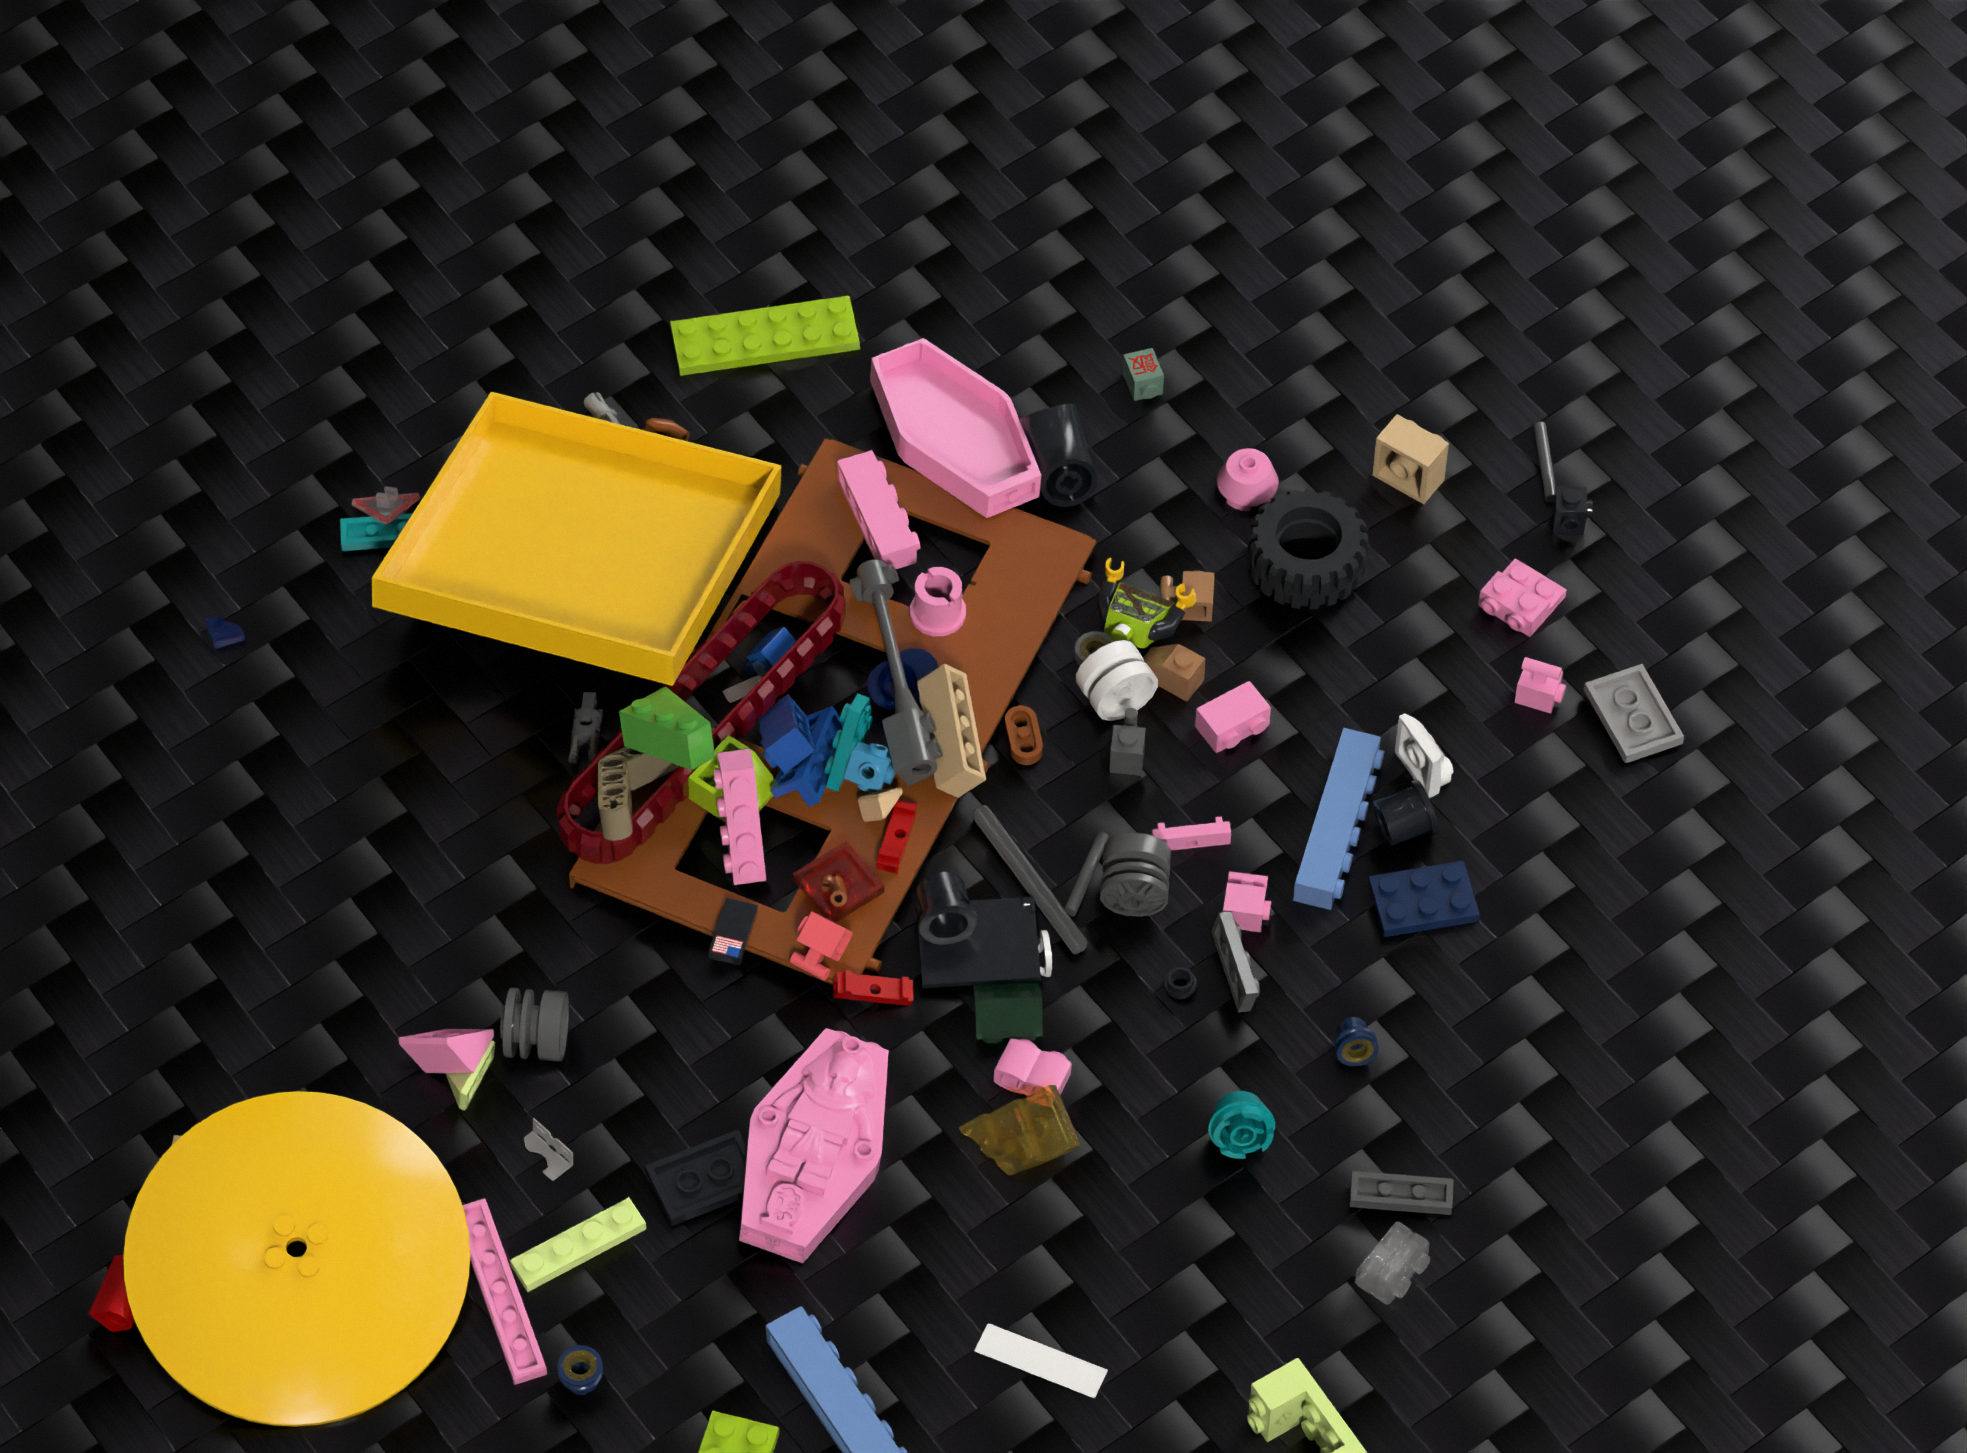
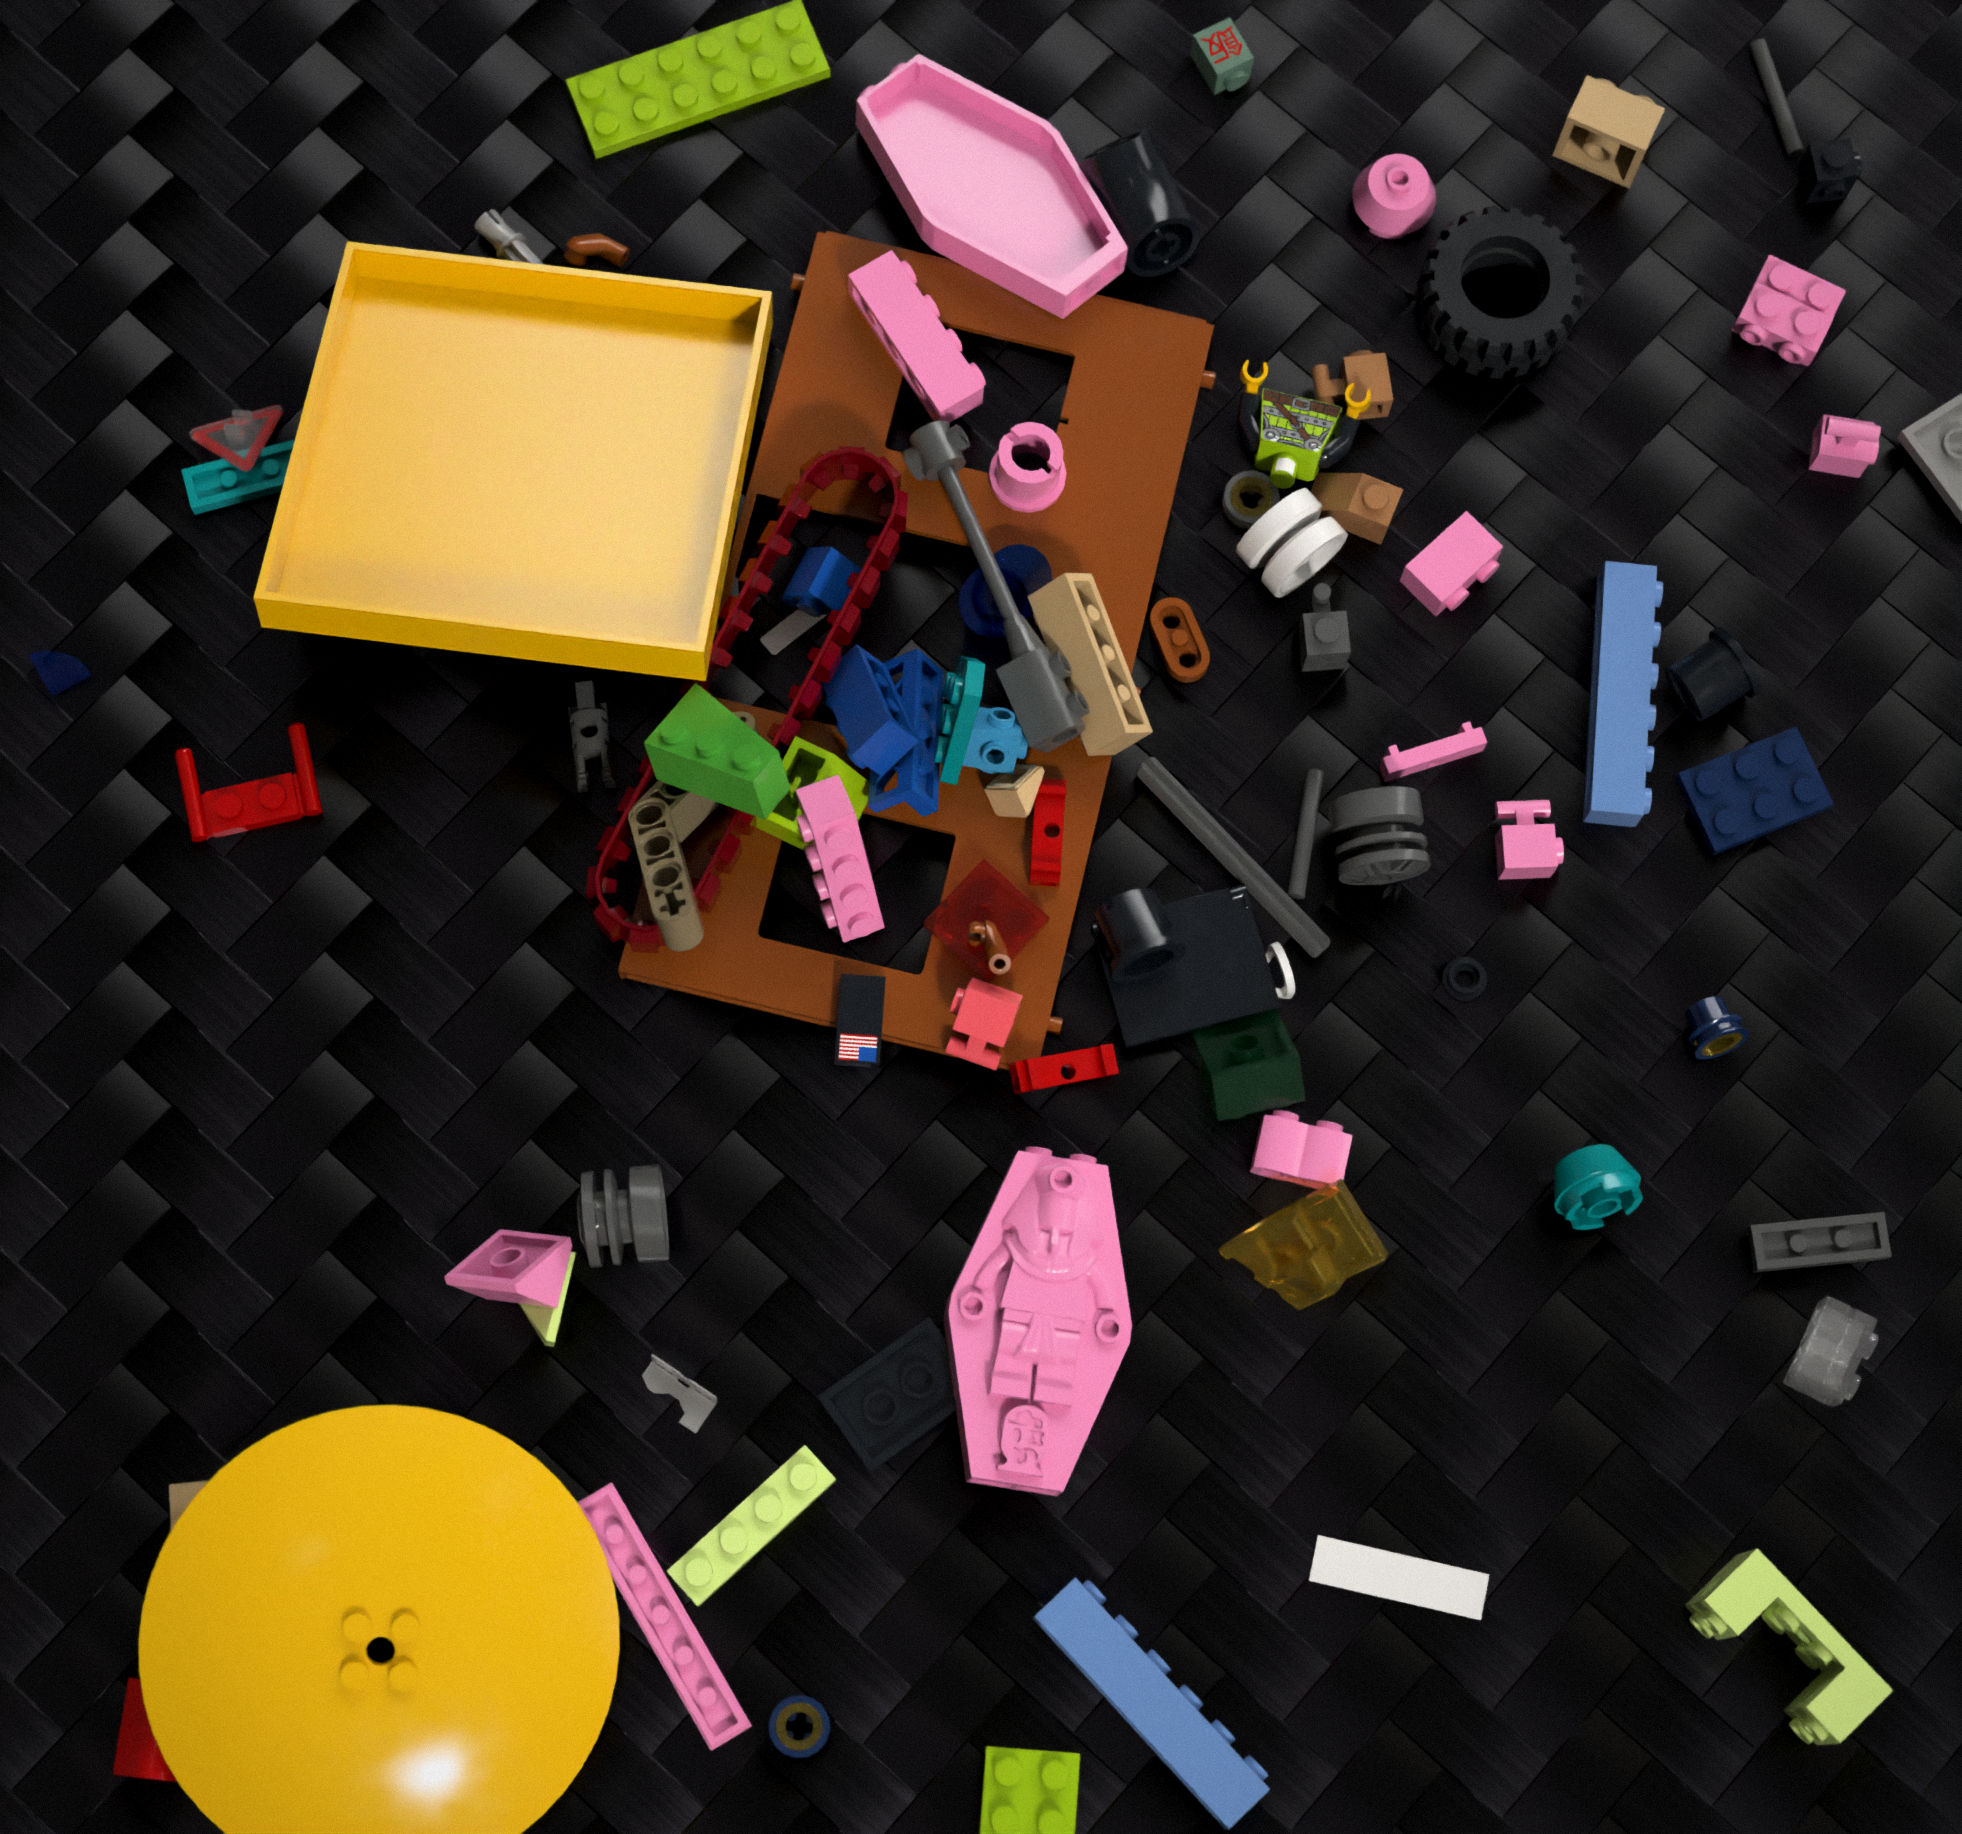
camera: 15 degrees left, 20 degrees up
(338, 735) = (254, 802): none -> red plate
(1235, 961) = (1532, 936): dark grey plate -> none
(1422, 755) = (1714, 583): white slope -> none

